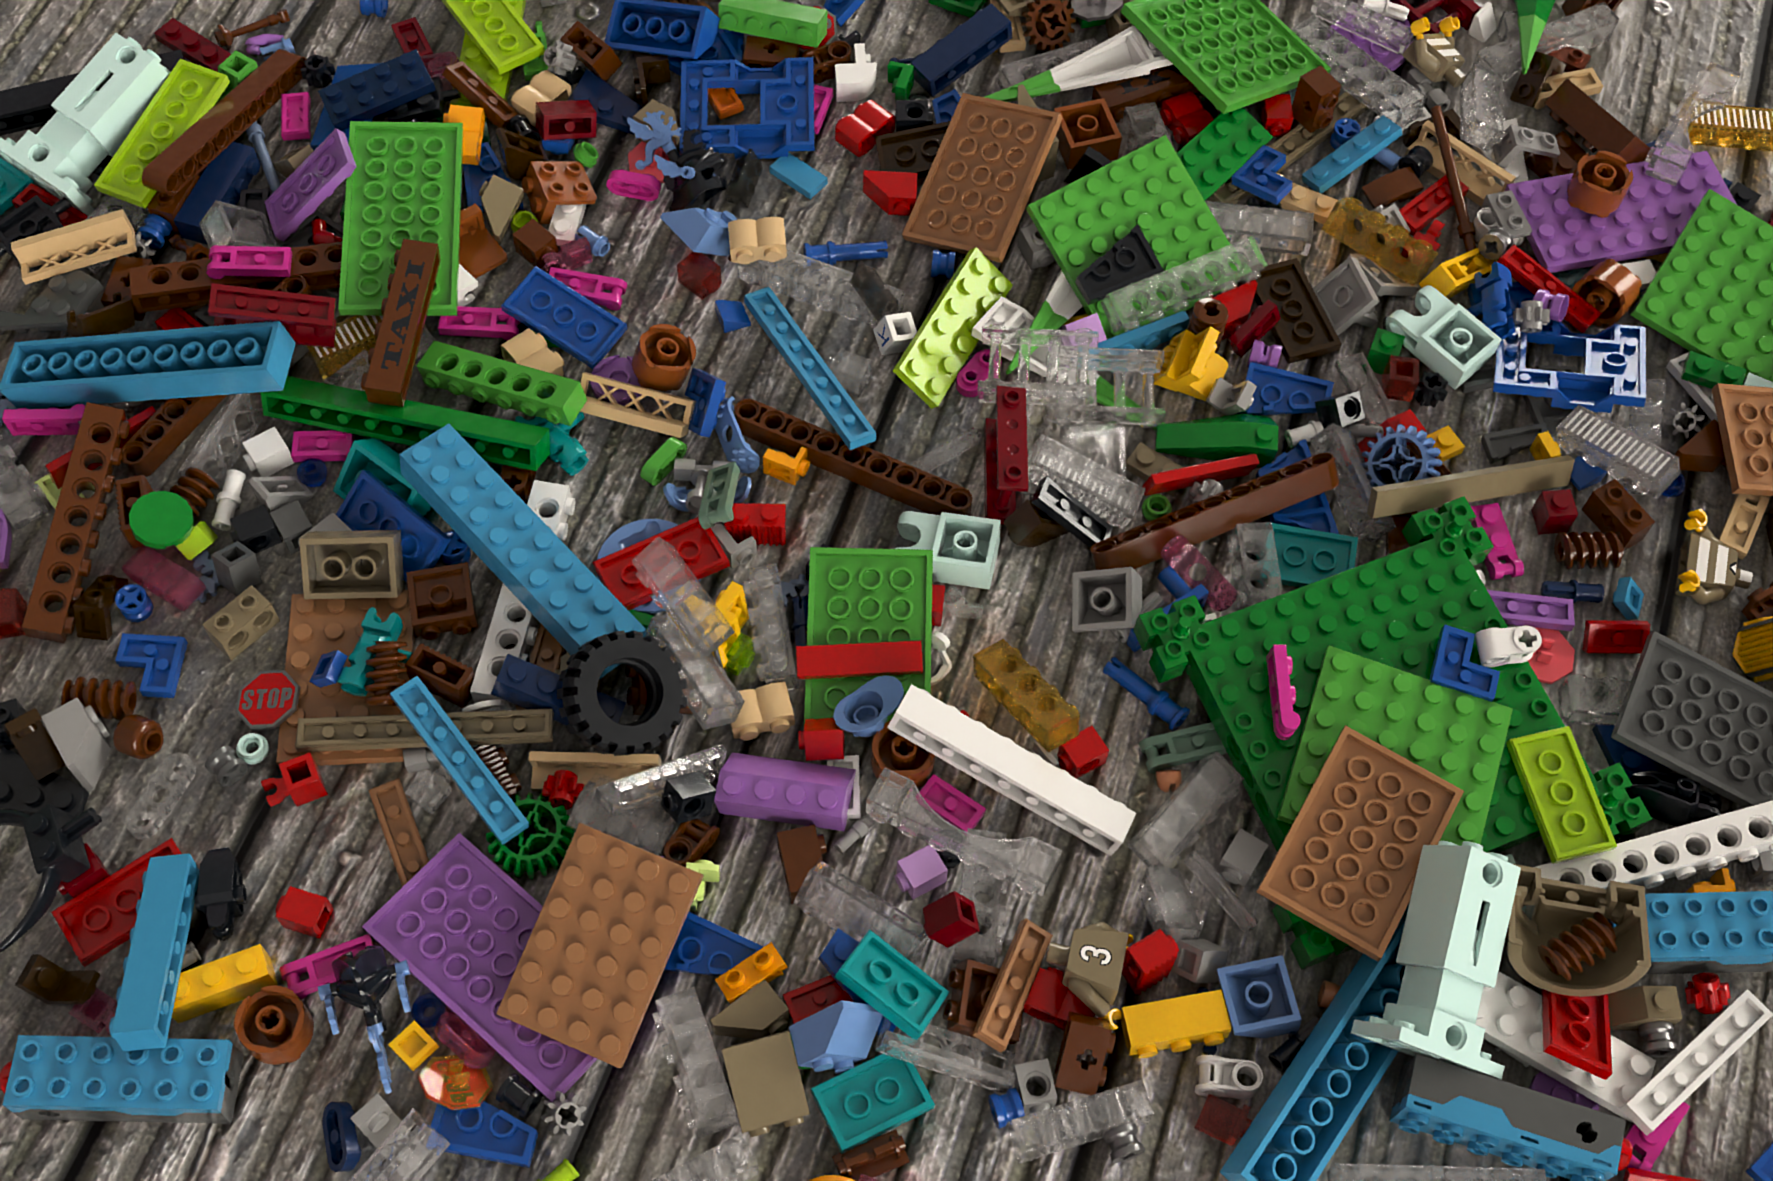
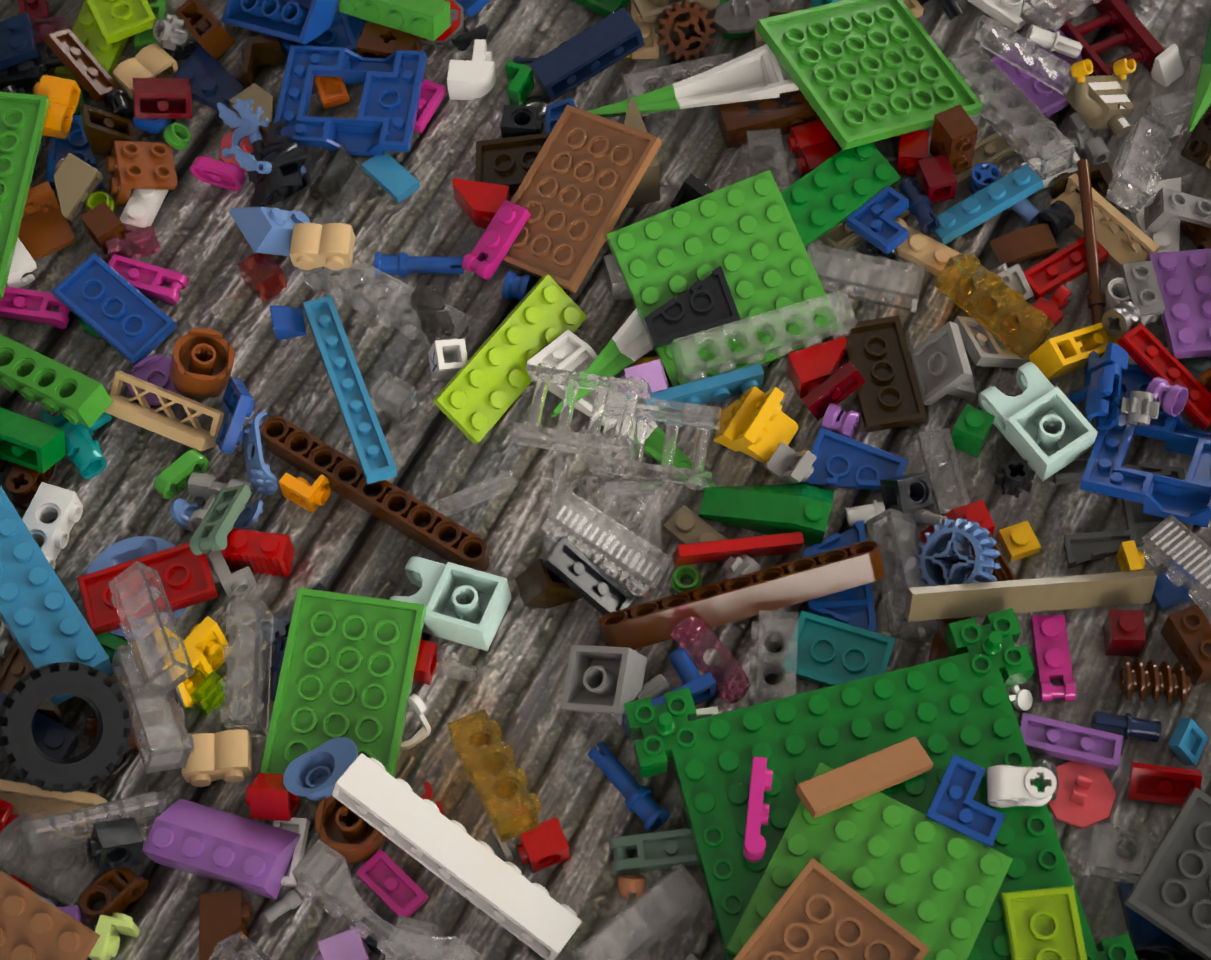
camera: 15 degrees right, 0 degrees up
(532, 351) = (72, 348): tan brick -> none
(598, 244) = (167, 233): medium blue pin -> none
(826, 57) = (451, 48): reddish brown piece -> none
(859, 129) = (461, 131): red brick -> none
(859, 659) = (325, 715): red tile -> none
(916, 222) = (496, 240): none -> dark pink plate
(976, 369) = (523, 406): dark pink plate -> none
(1005, 453) = (529, 504): dark red fence -> none
(1086, 126) = (699, 151): dark orange brick -> none
(1209, 313) = (785, 374): reddish brown piece -> none
(1294, 160) = (919, 205): none -> dark blue pin
(1304, 135) = (936, 178): none -> dark red brick
(1372, 652) = (864, 777): none -> medium nougat tile
(1400, 378) = (982, 462): clear red brick -> none

